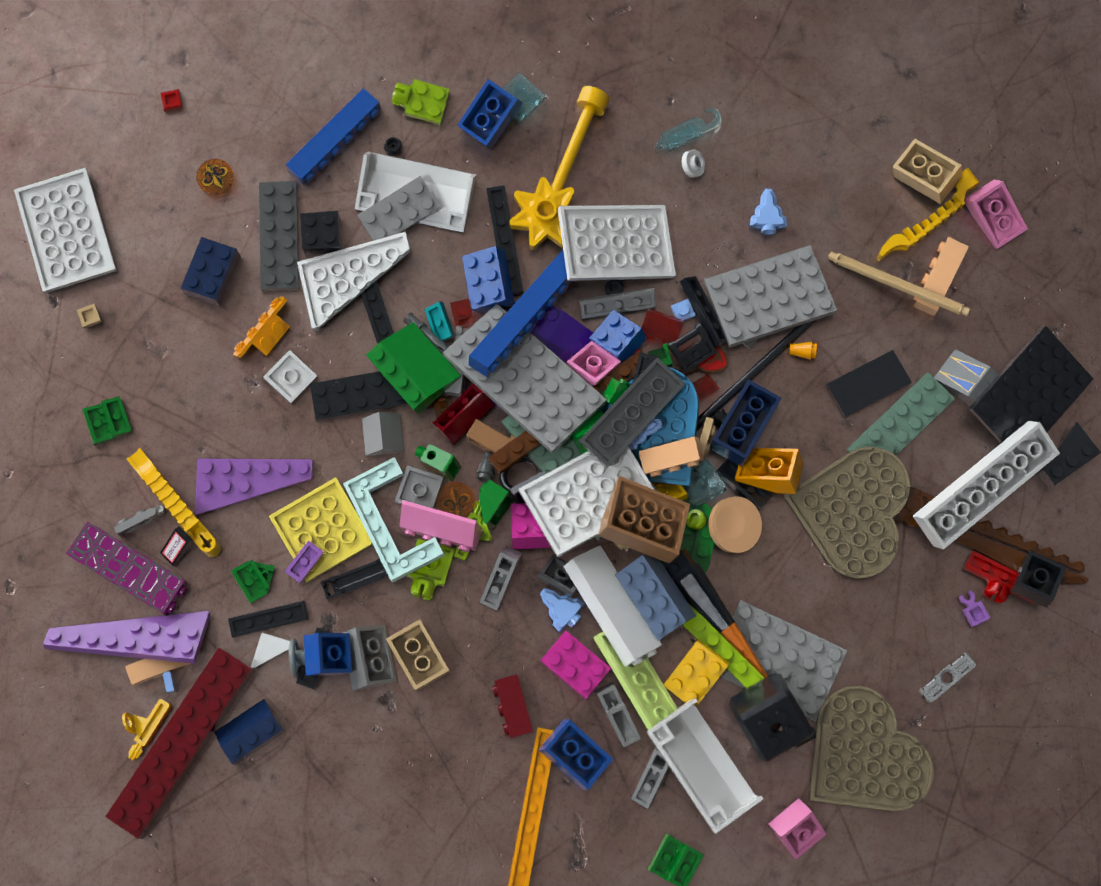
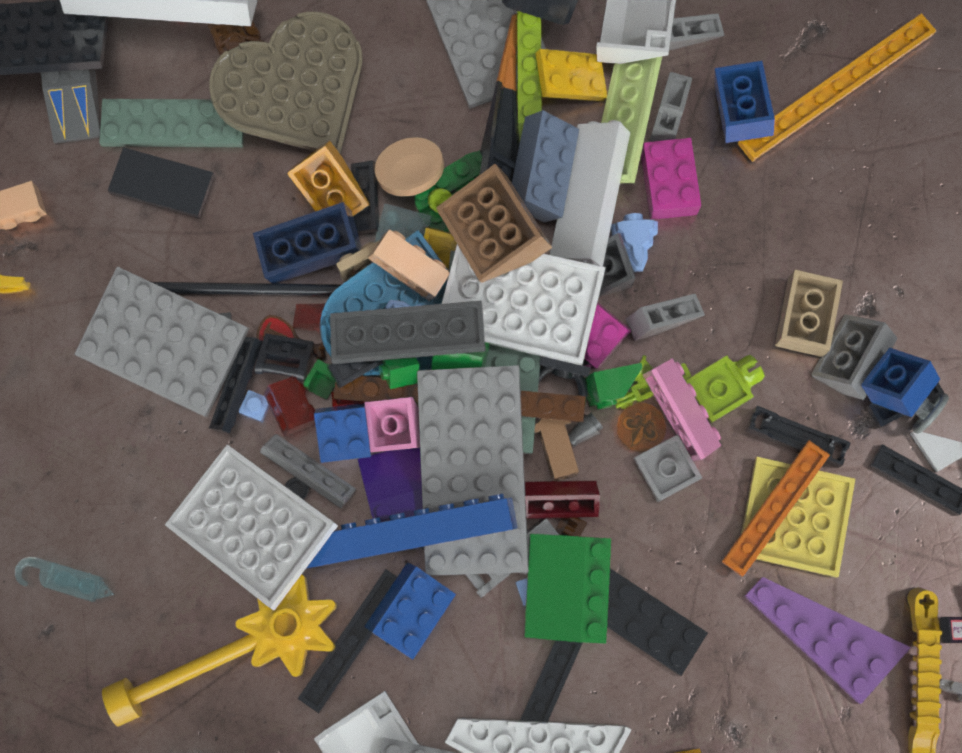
camera: 140 degrees left, 0 degrees up
(253, 579) = (903, 530): green slope -> none
(290, 376) = (695, 702): white plate -> none
(304, 562) = (843, 495): medium lavender plate -> none
(337, 521) = (775, 508): none -> orange tile
(382, 433) = (654, 556): light grey slope -> none
(396, 565) = (759, 412): light aqua plate -> none
(438, 343) = (521, 643): dark grey pin -> none
(438, 461) = (620, 467): green torso -> none
(439, 321) = (496, 615): teal plate -> none
(462, 312) = (465, 603): clear red brick -> none
(512, 707) = (760, 195): dark red brick -> none
(693, 163) = (95, 539): white plate -> none
(719, 417) = (324, 273): black plate -> none
(768, 214) = (79, 421): light blue rock -> none
(805, 350) = (183, 262): light orange cone -> none
(899, 284) = (36, 236): tan piece -> none

